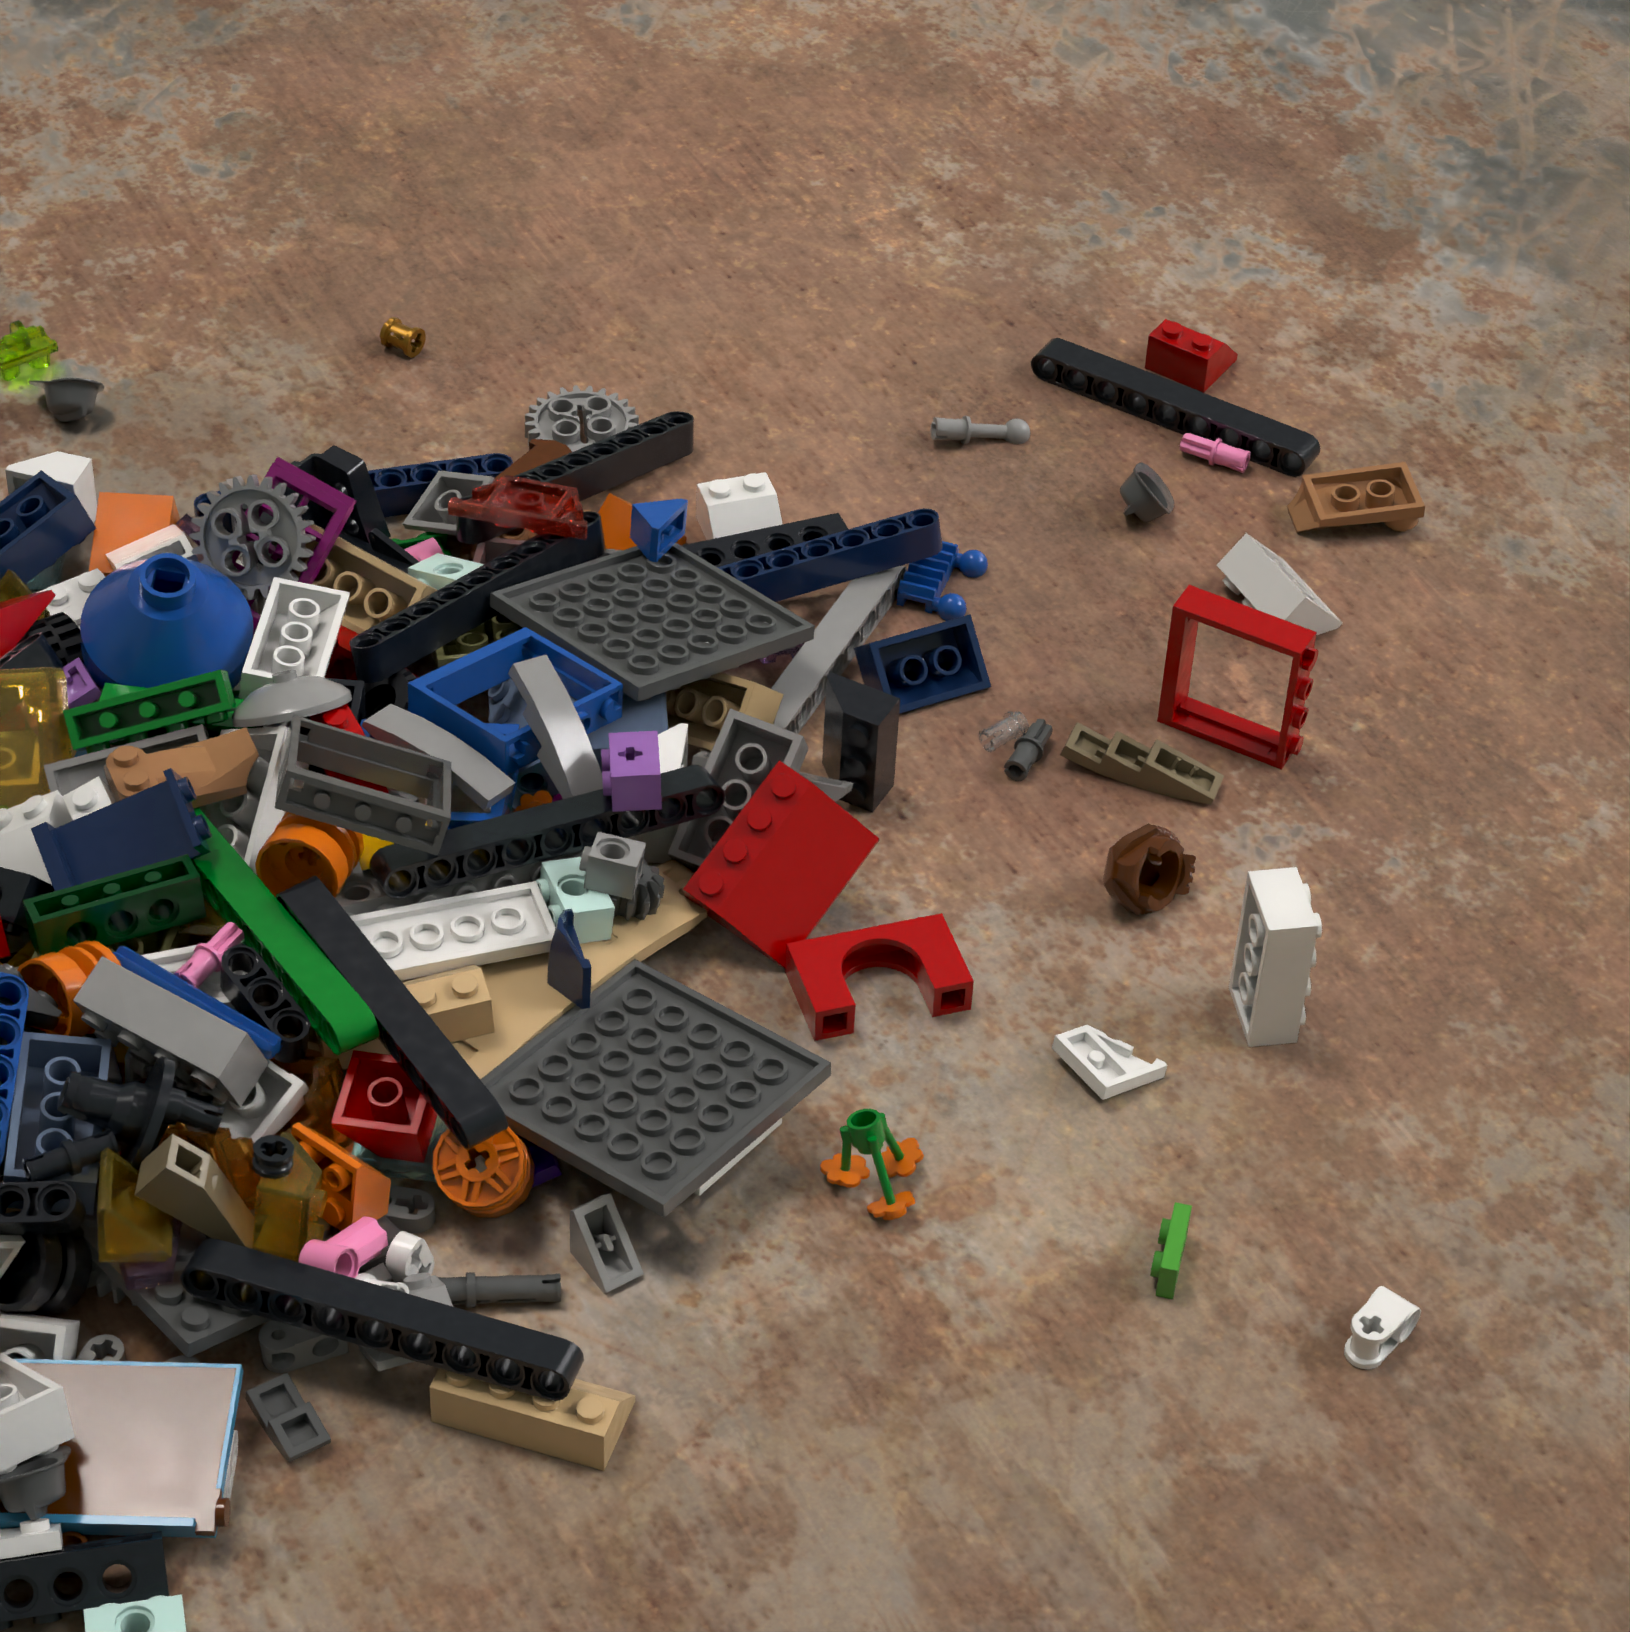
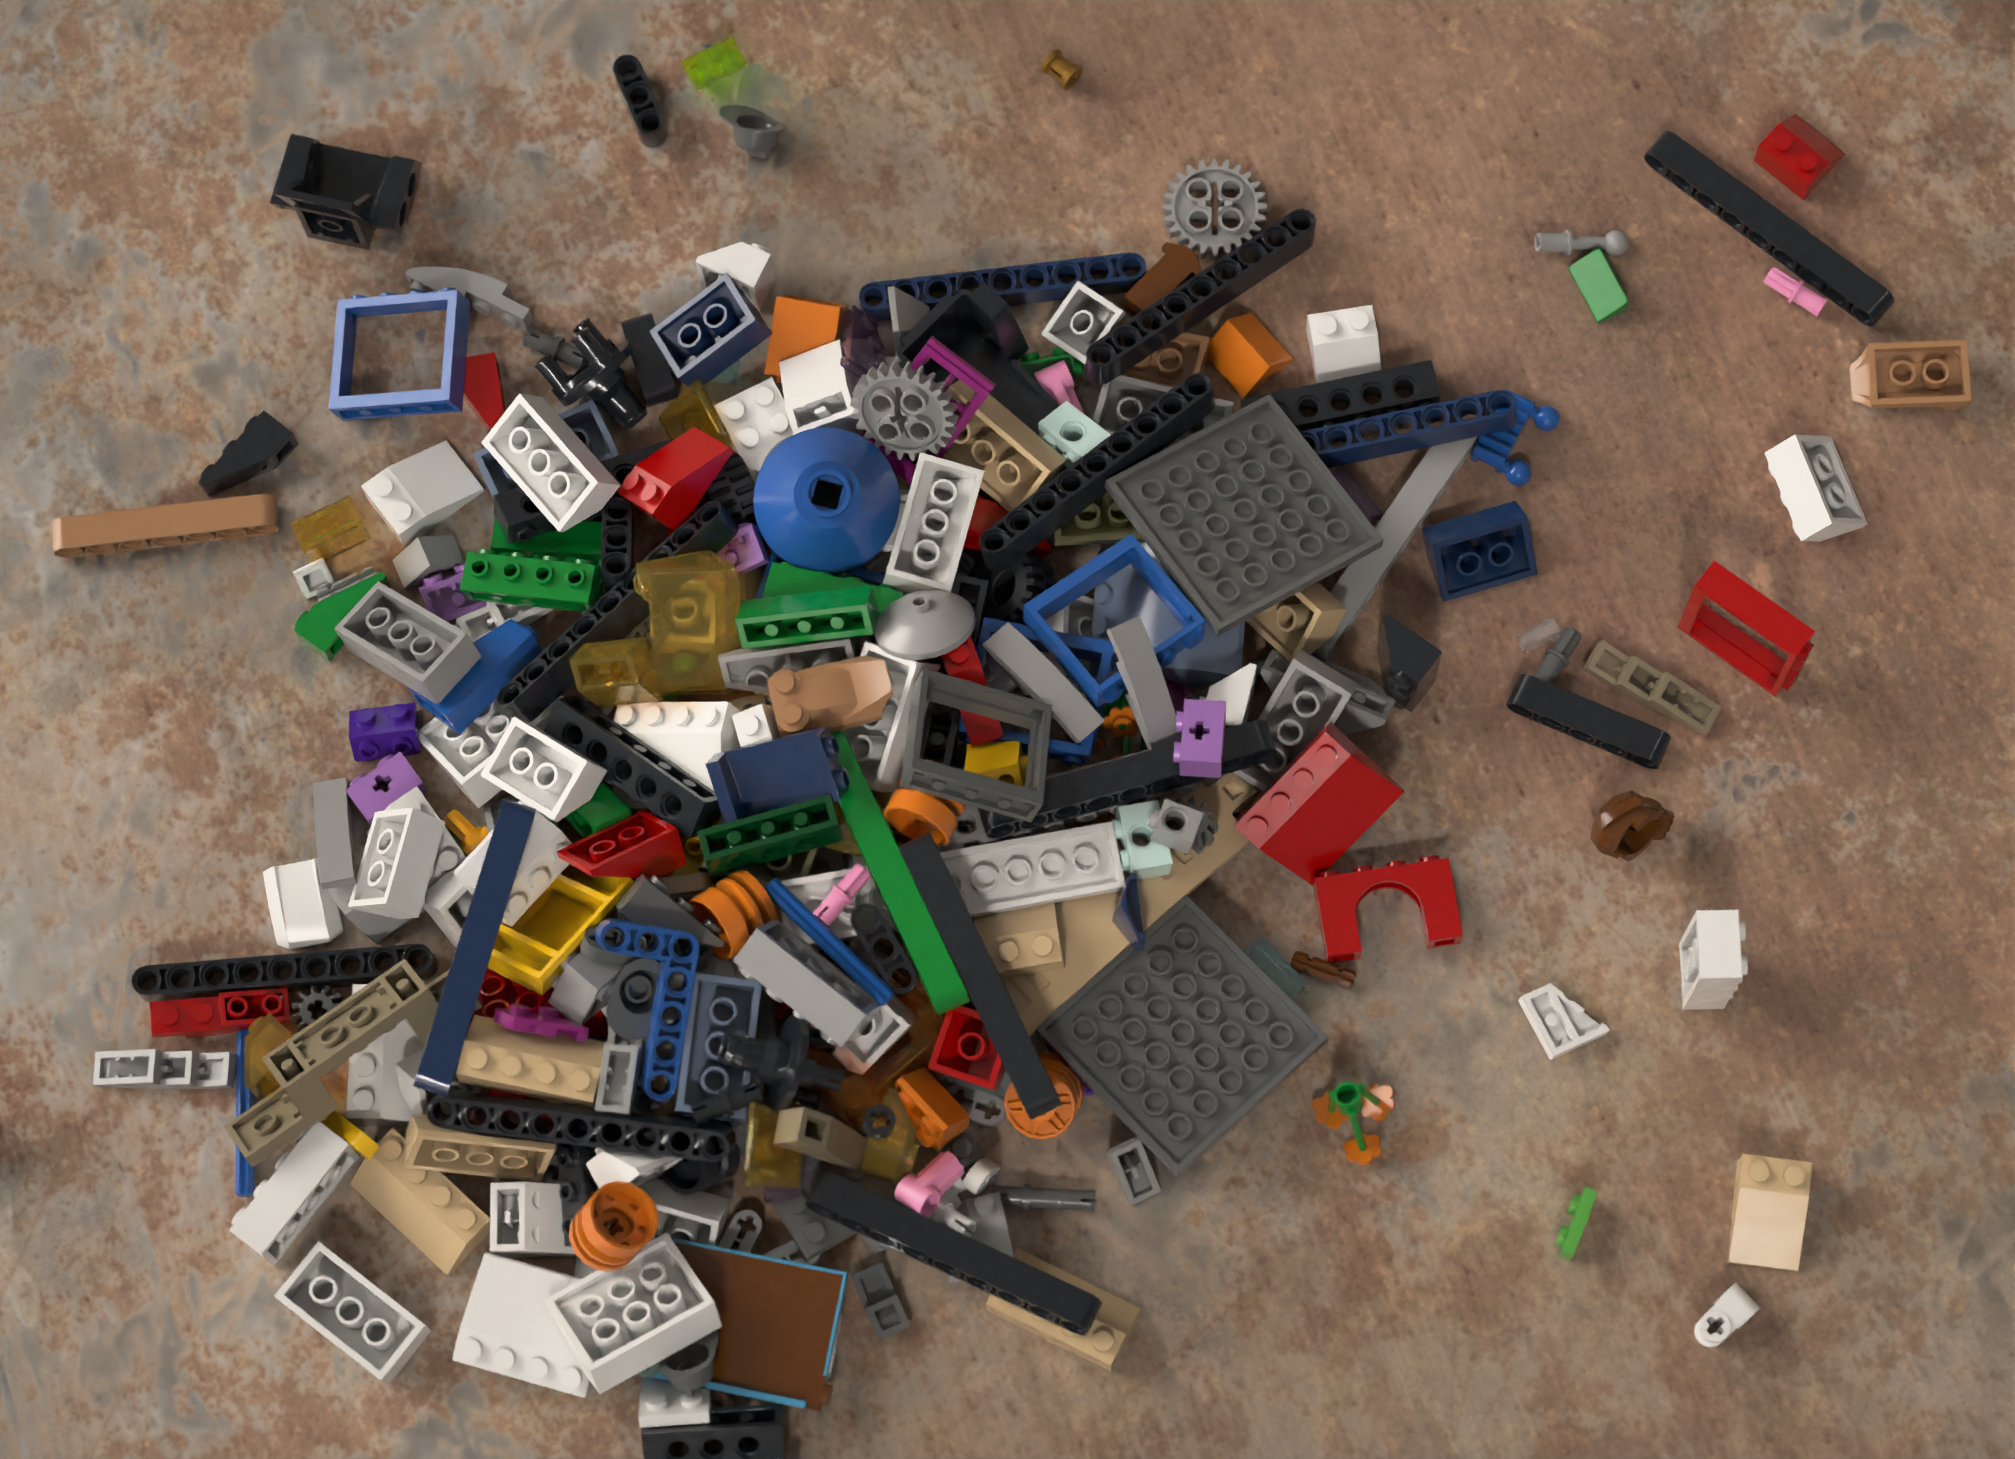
camera: 15 degrees right, 30 degrees up
(525, 505) = (1147, 371): clear red wing -> none
(658, 526) = (1261, 394): blue slope -> none
(816, 1041) = (1323, 970): none -> reddish brown axle
(1007, 460) = (1599, 286): none -> slope
(1074, 794) = (1588, 721): none -> black beam
(1146, 494) = (1721, 349): dark grey piece -> none
(1404, 1215) = (1769, 1212): none -> tan slope

